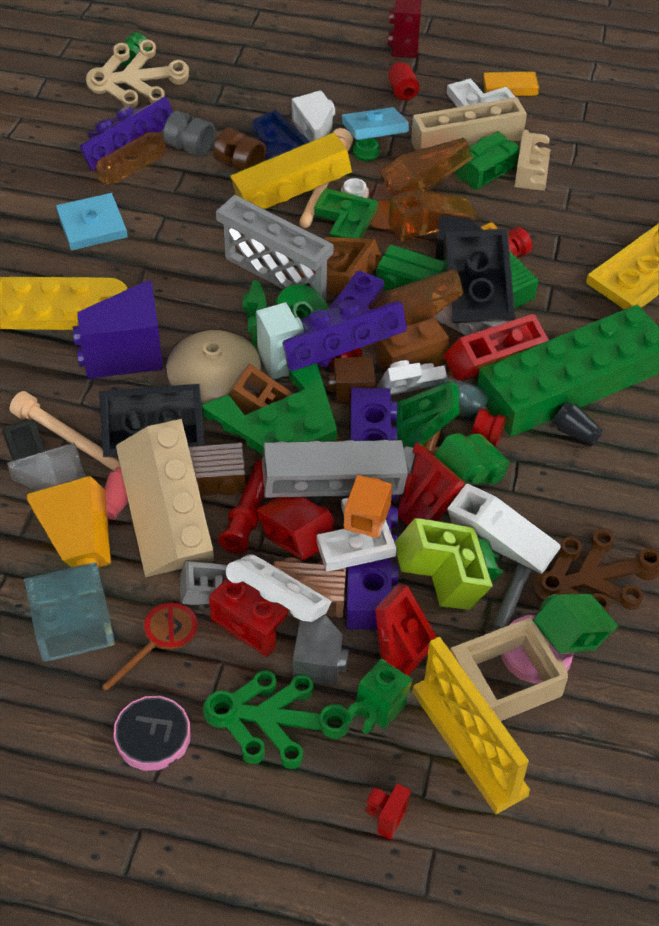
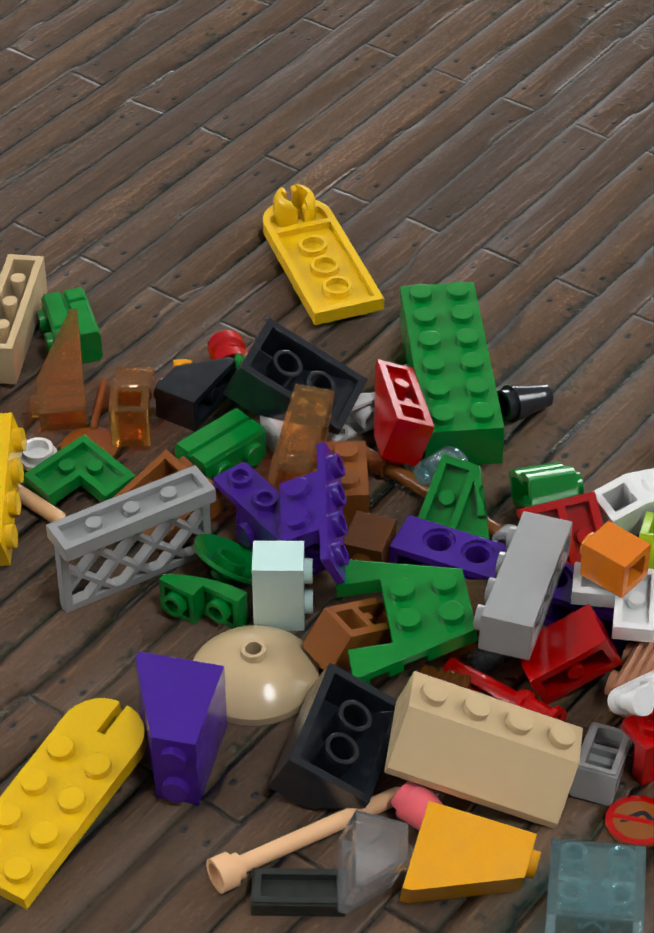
camera: 65 degrees left, 10 degrees down
(408, 377) = (400, 491): white plate -> none
(489, 426) = (495, 464): red wheel -> none
(532, 162) = (106, 304): tan hinge -> none

